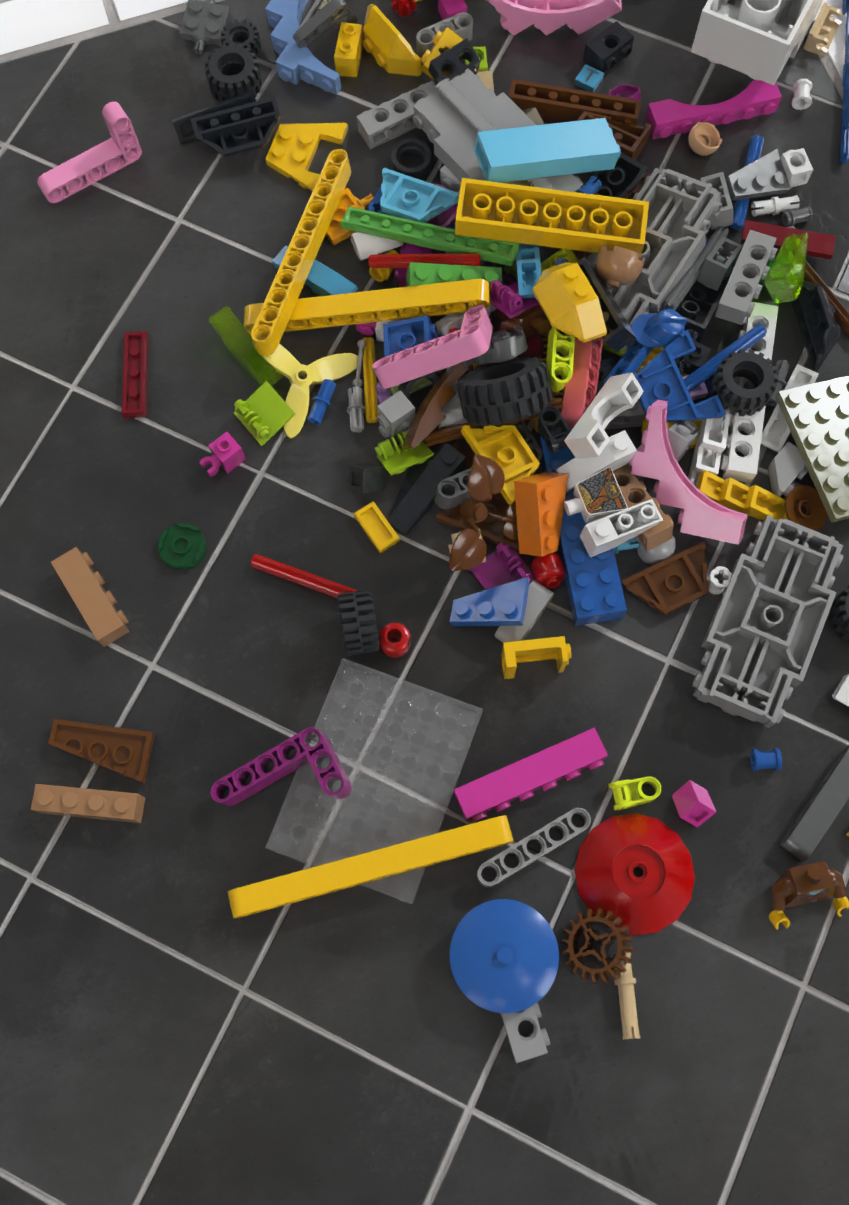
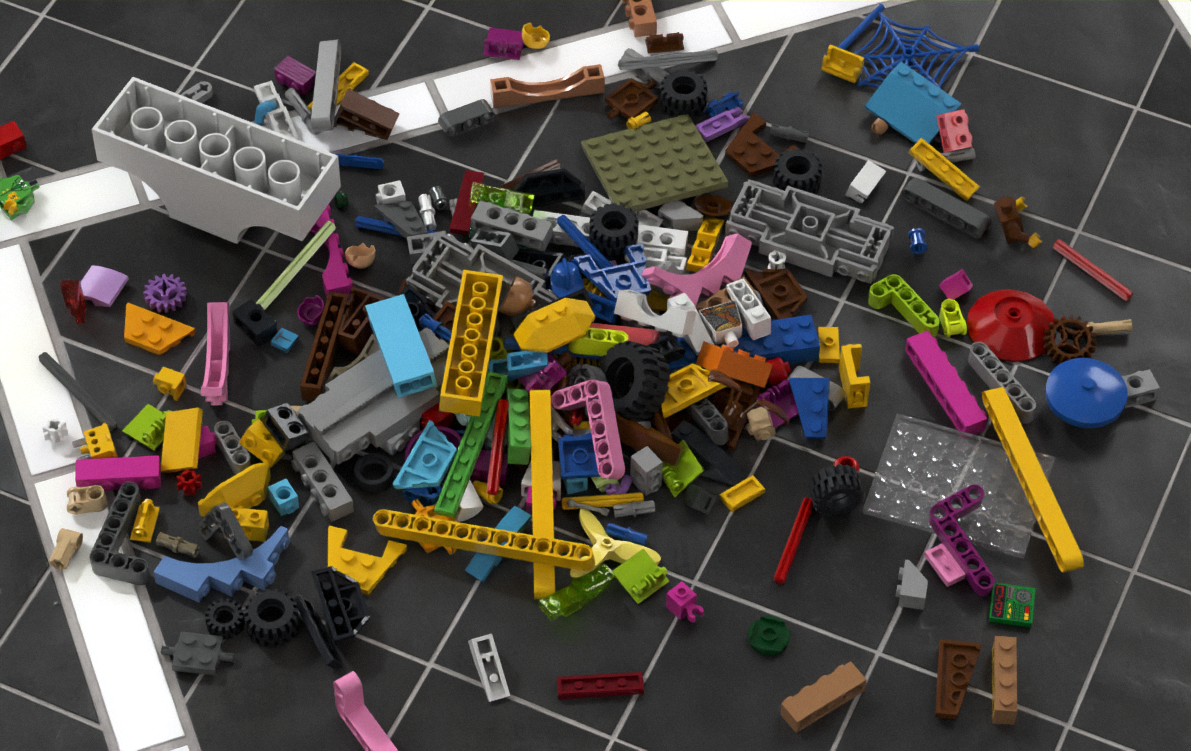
camera: 95 degrees left, 20 degrees down
(163, 265) = (489, 667): none -> white slope
(201, 827) = (1012, 604): none -> tile
(229, 708) = (913, 587): none -> light grey slope
(257, 746) = (944, 565): none -> bright pink plate
(381, 81) = (283, 497): none -> medium azure brick
(595, 637) = (829, 344): none -> yellow plate
(652, 738) = (898, 293): none -> lime beam
(685, 77) = (298, 262): none -> yellowish green axle
(731, 997) = (1093, 270): none -> red axle
(786, 121) = (341, 200): none -> dark green plate

